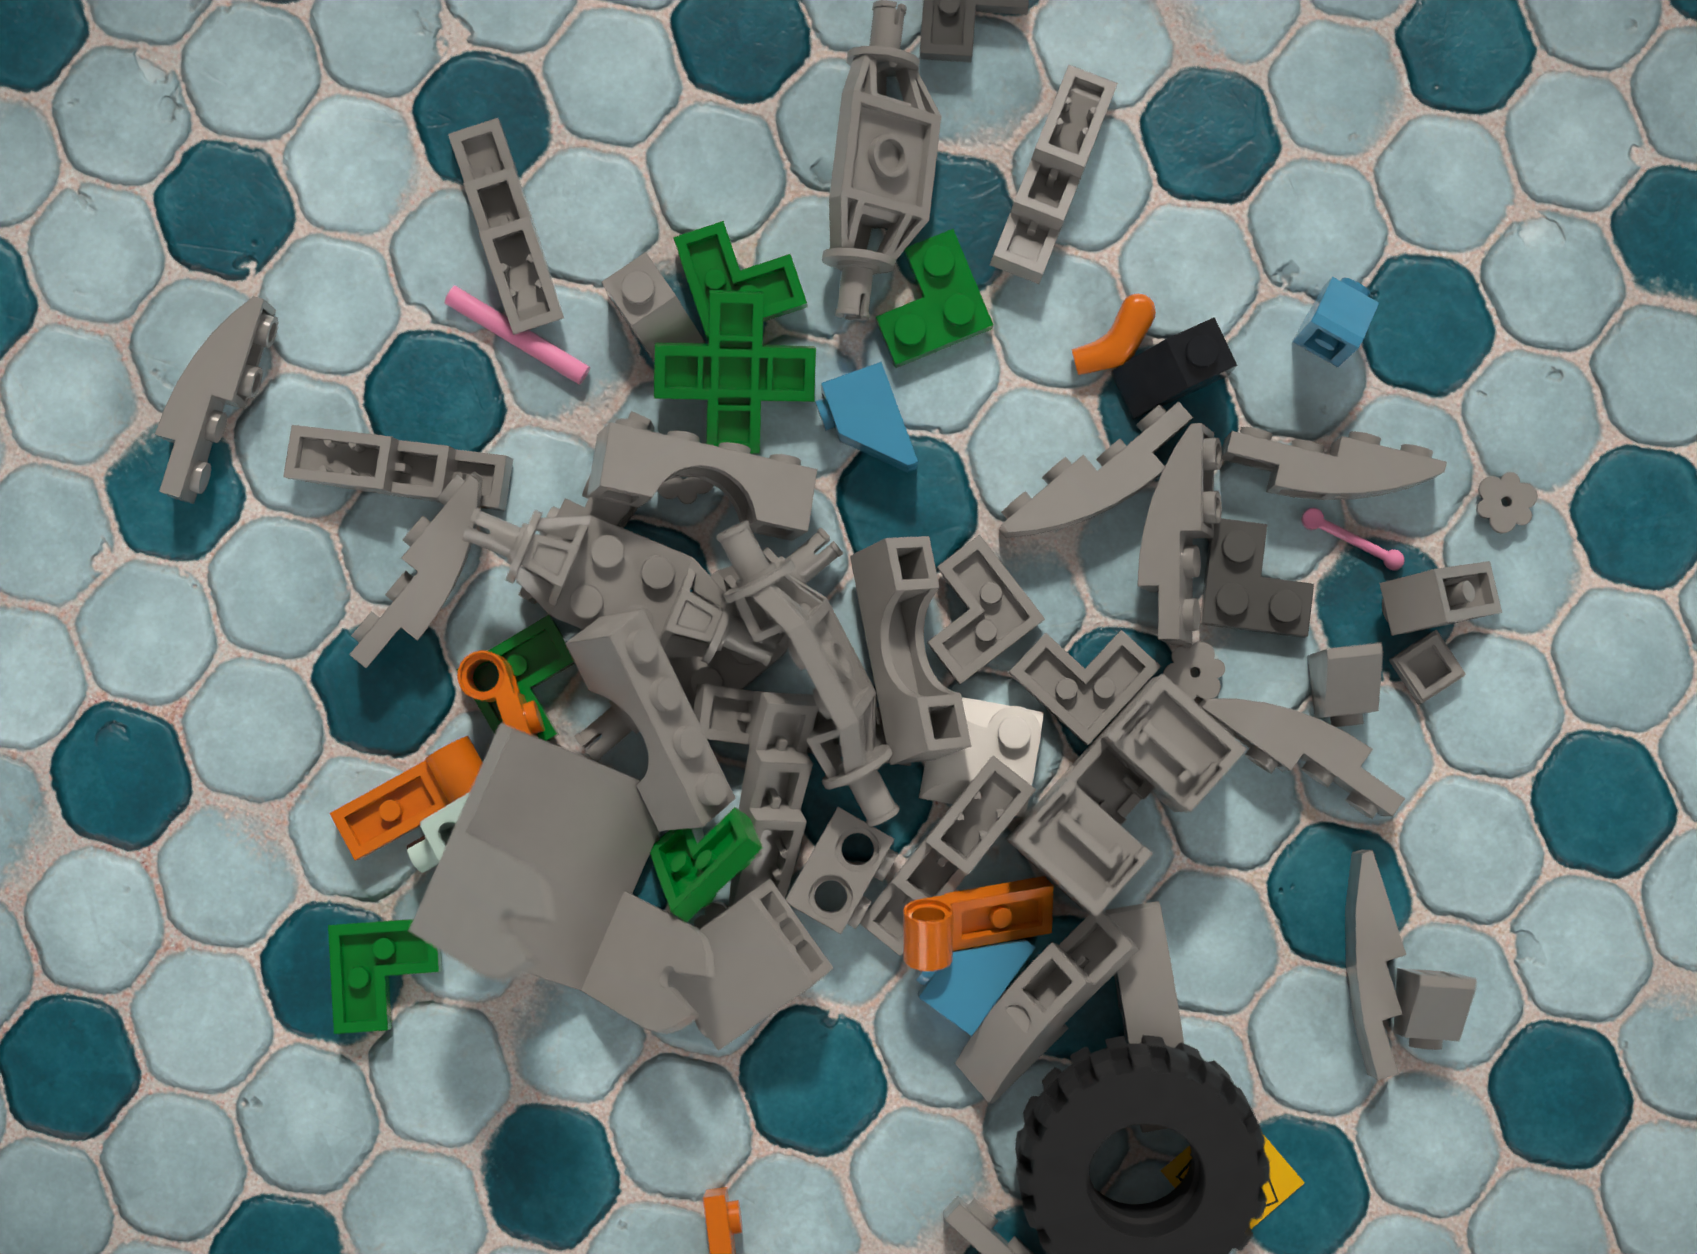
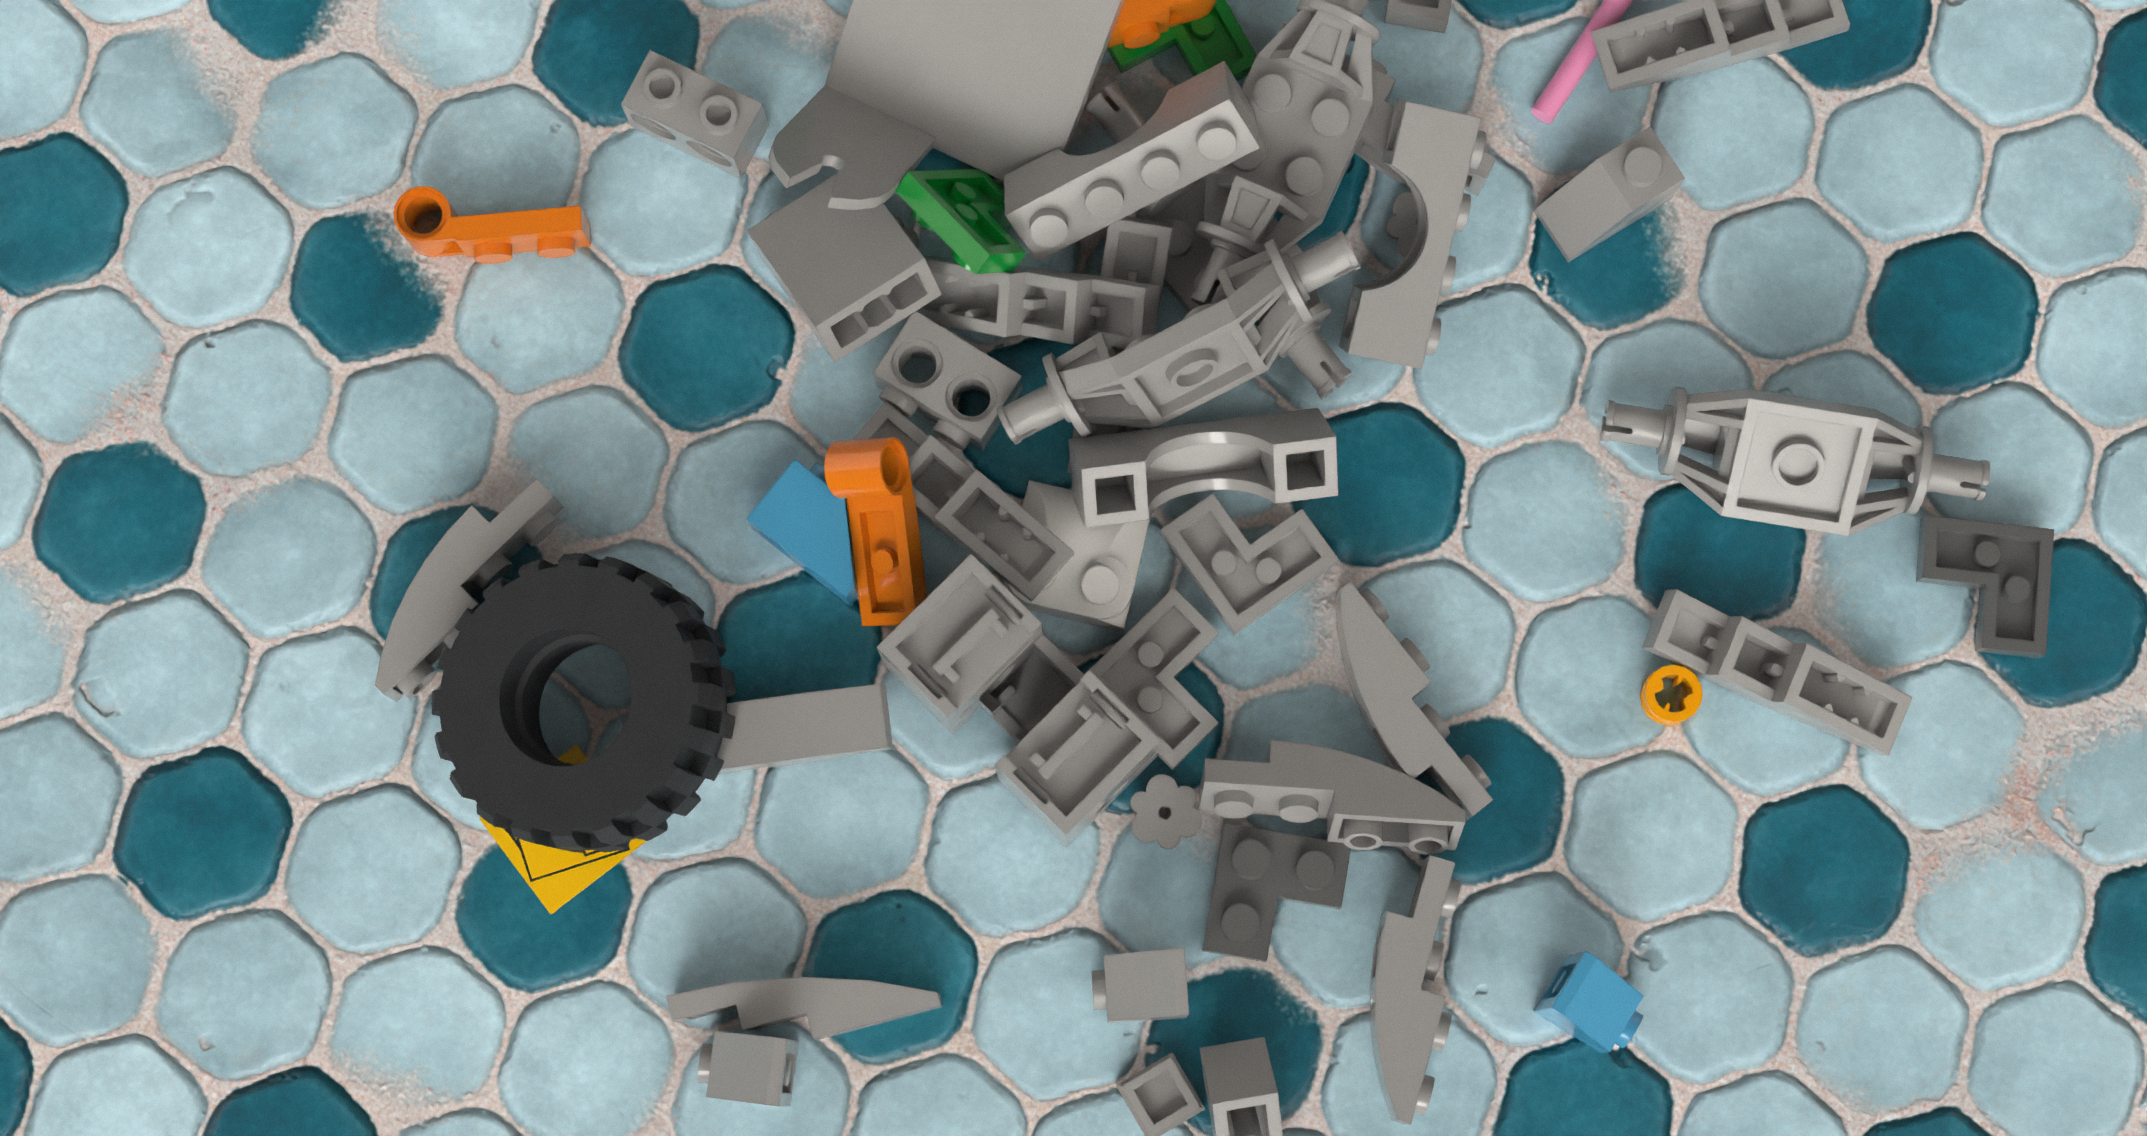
camera: 90 degrees right, 5 degrees down
(612, 1102) = (695, 114): none -> light grey brick
(713, 266) = (1632, 284): green plate -> none
(734, 369) = (1542, 280): green plate -> none
(867, 416) = (1487, 435): dark azure slope -> none
(949, 304) = (1615, 541): green plate -> none
(1041, 1002) = (785, 600): light grey slope -> none
(1082, 245) = (1687, 705): none -> light orange bush
(1122, 338) = (1571, 745): orange arm -> none
(1174, 368) = (1534, 803): black slope -> none
(1284, 736) = (1083, 909): light grey slope -> none
(1314, 519) = (1345, 969): bright pink hinge -> none

